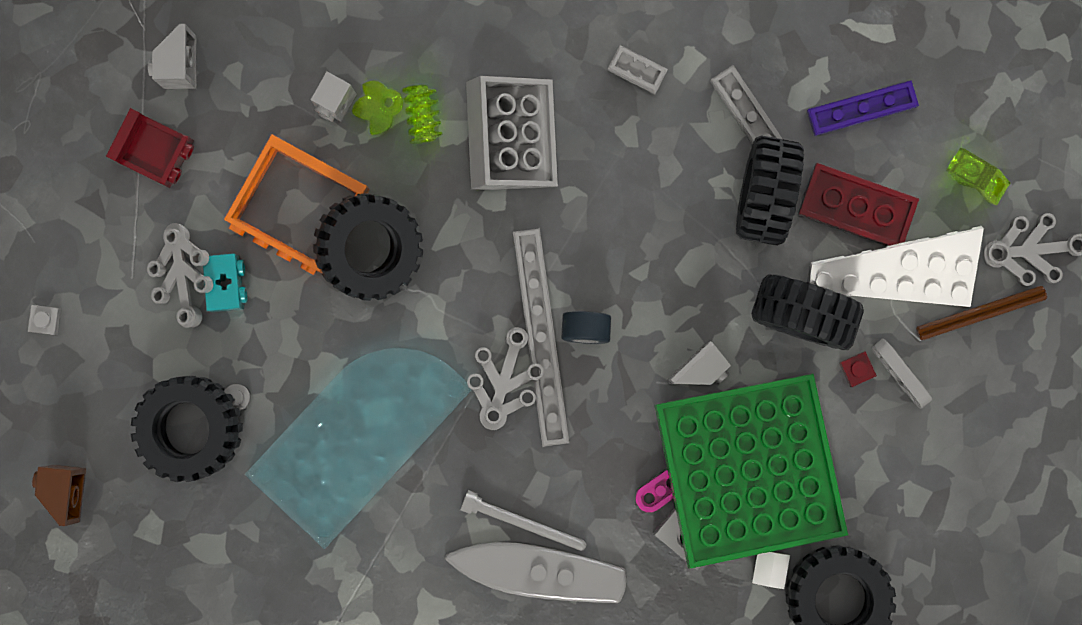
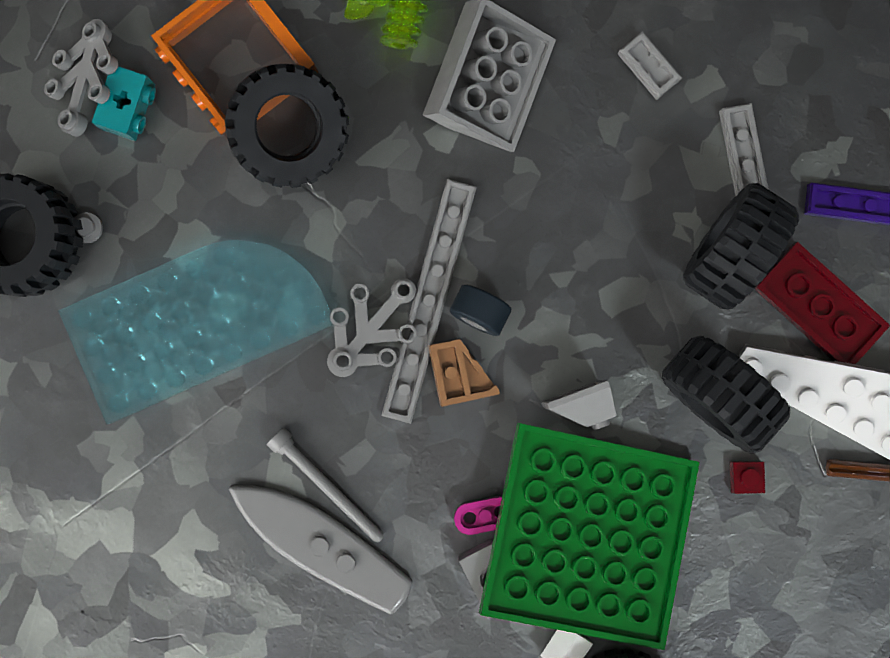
camera: 25 degrees right, 0 degrees up
(590, 386) = (458, 374): none -> medium nougat wing
(901, 373) = (793, 502): light grey beam -> none

